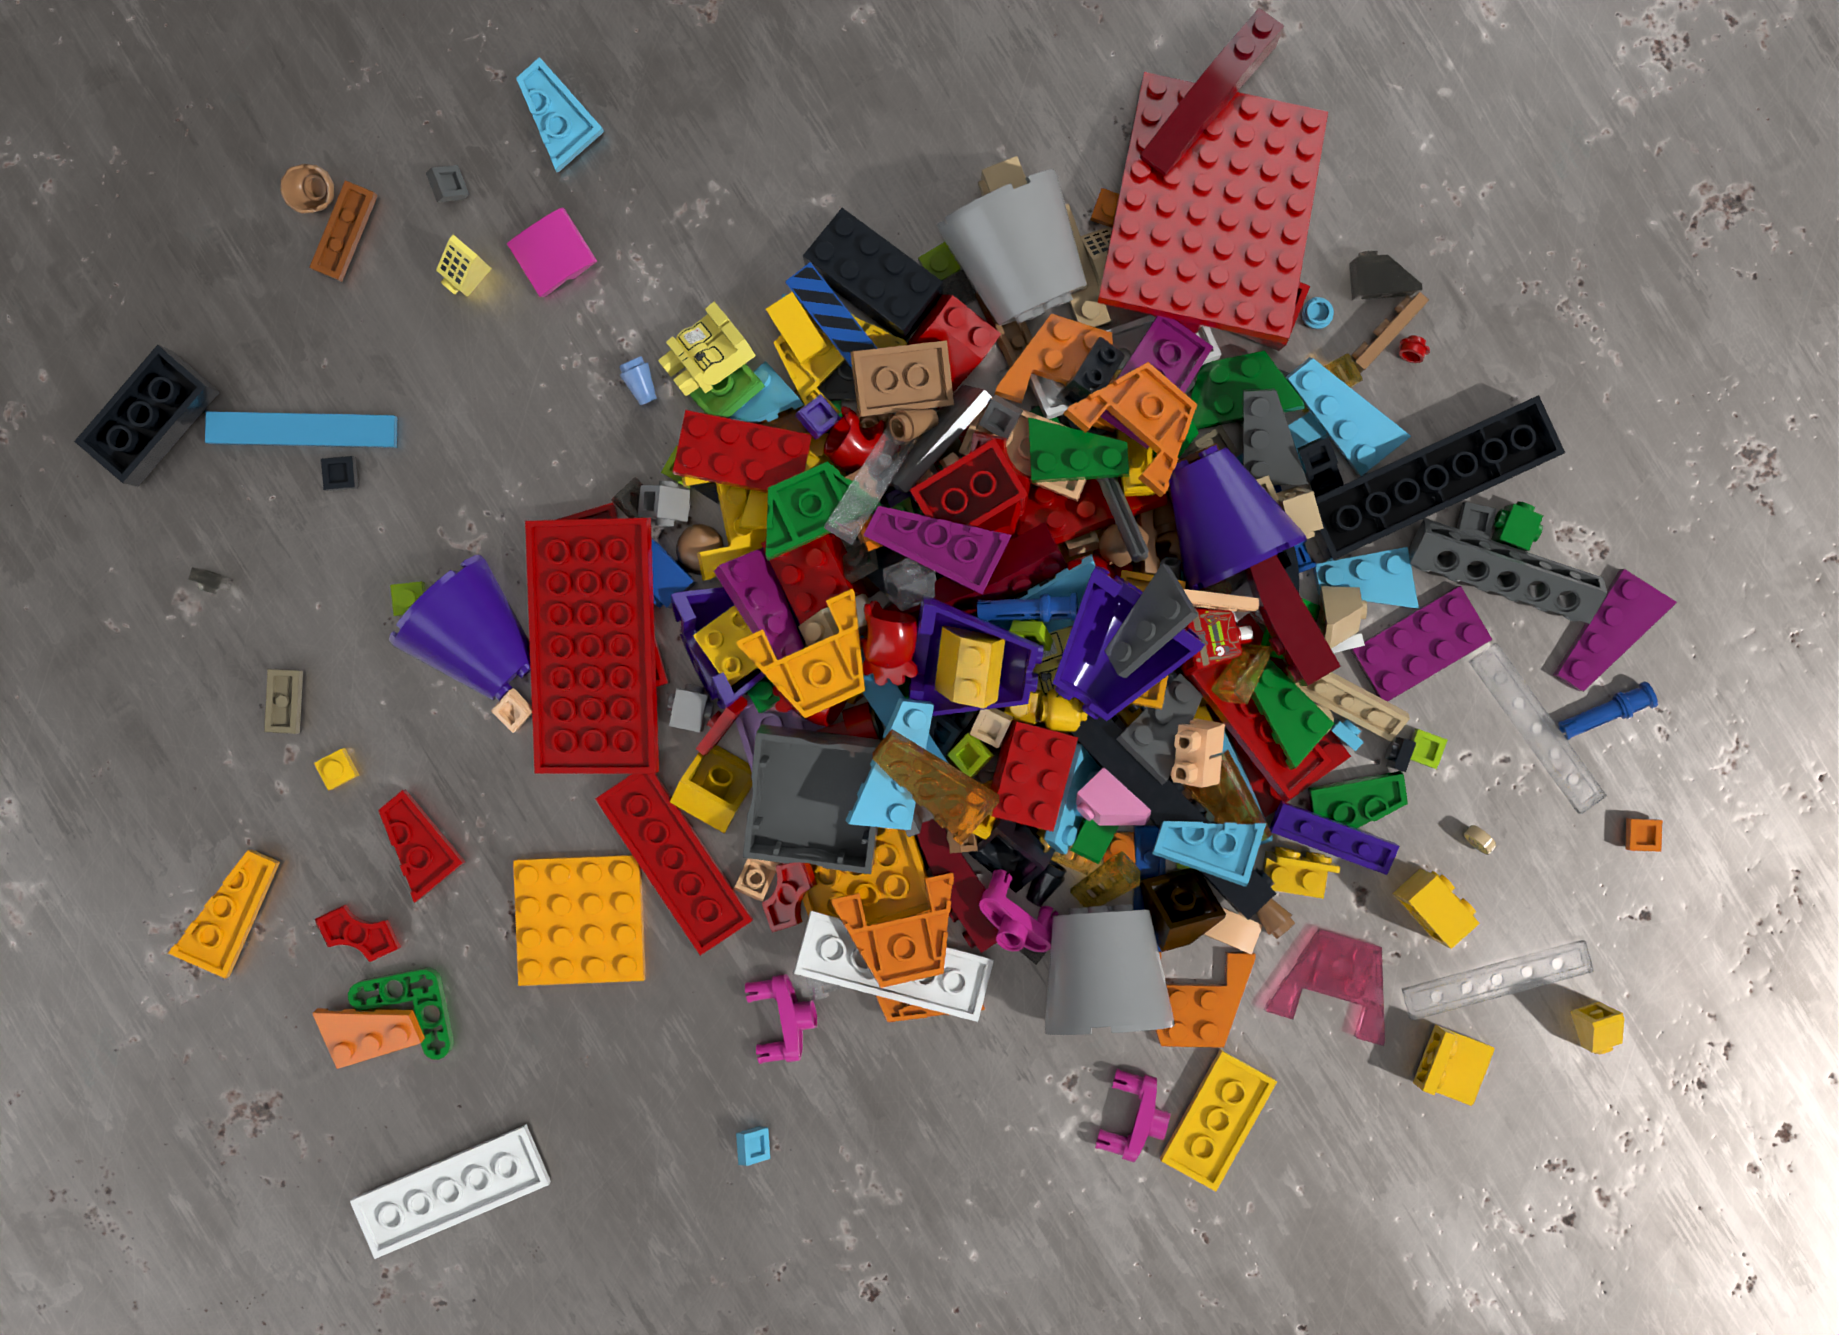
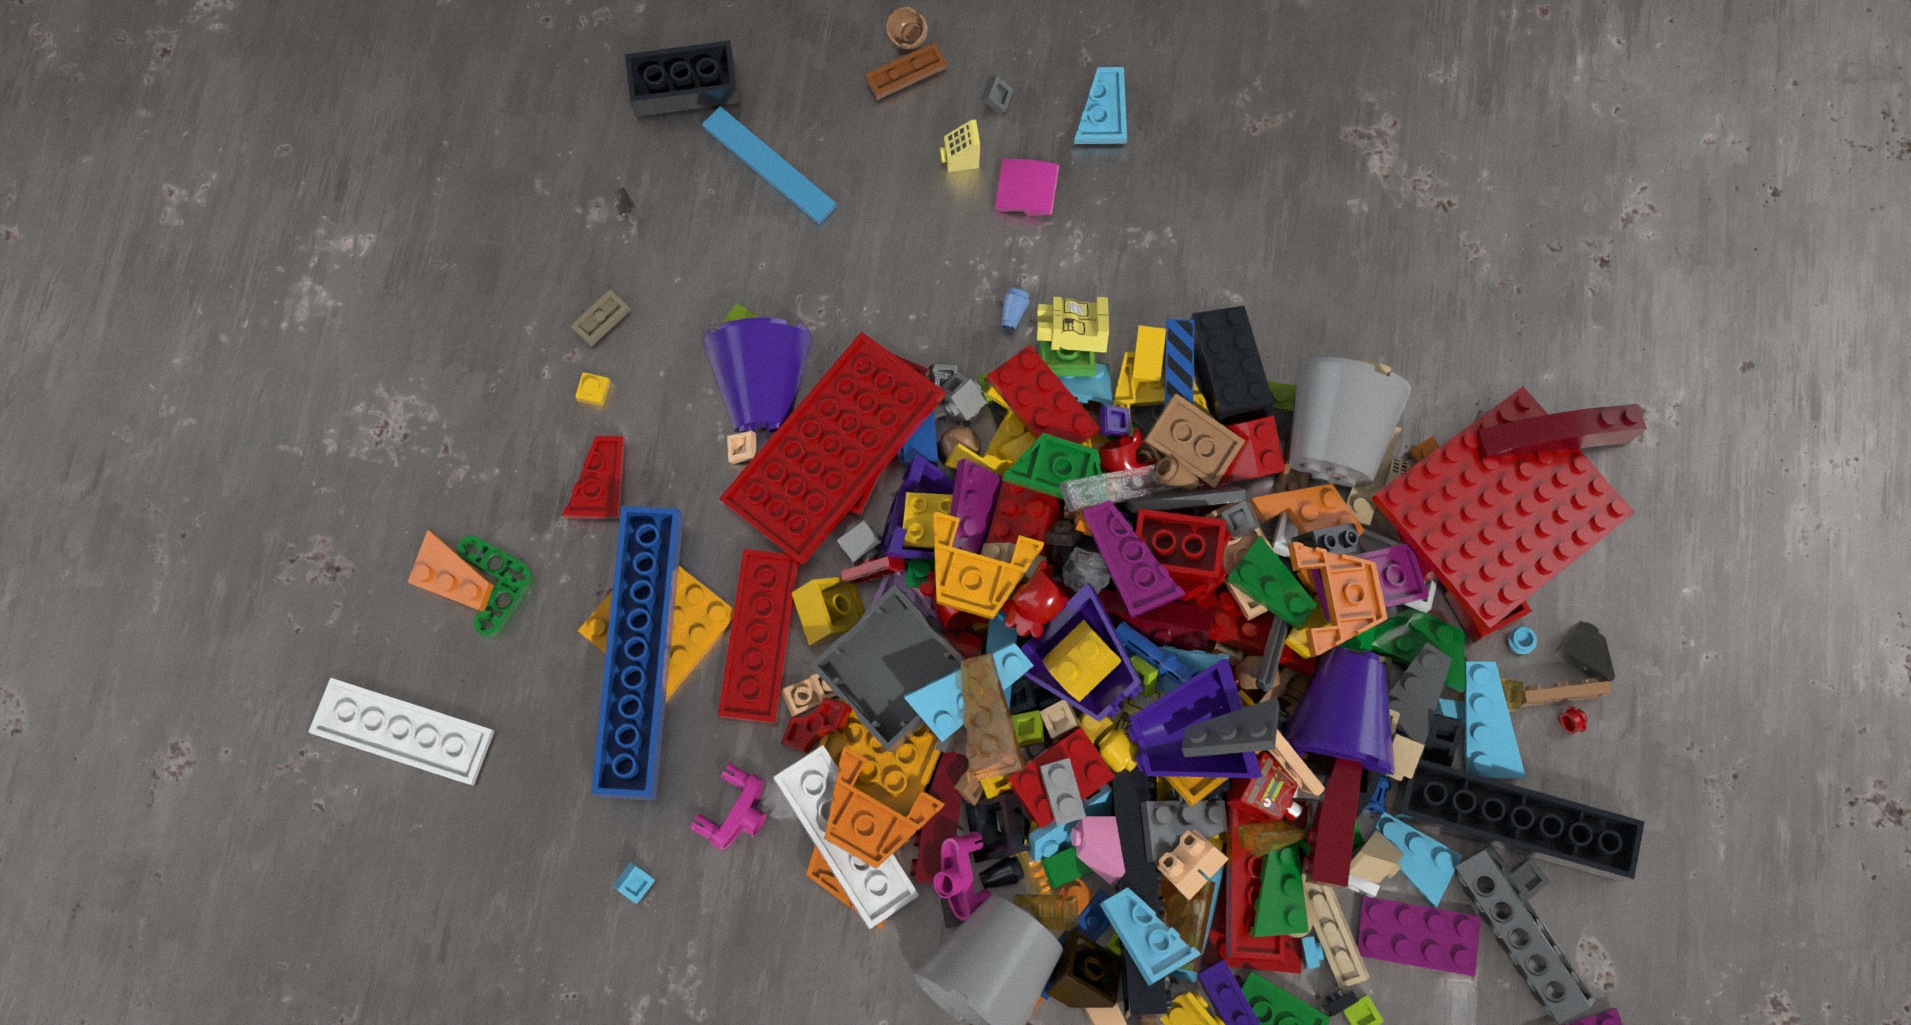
camera: 35 degrees right, 15 degrees down
(225, 922) = (427, 425): light orange wing -> none
(339, 473) = (768, 209): black plate -> none
(370, 938) = (511, 517): red tile -> none
(588, 965) = (638, 654): none -> blue brick
(1046, 790) = (1062, 791): none -> light grey plate
(1517, 526) = (1558, 907): green brick -> none

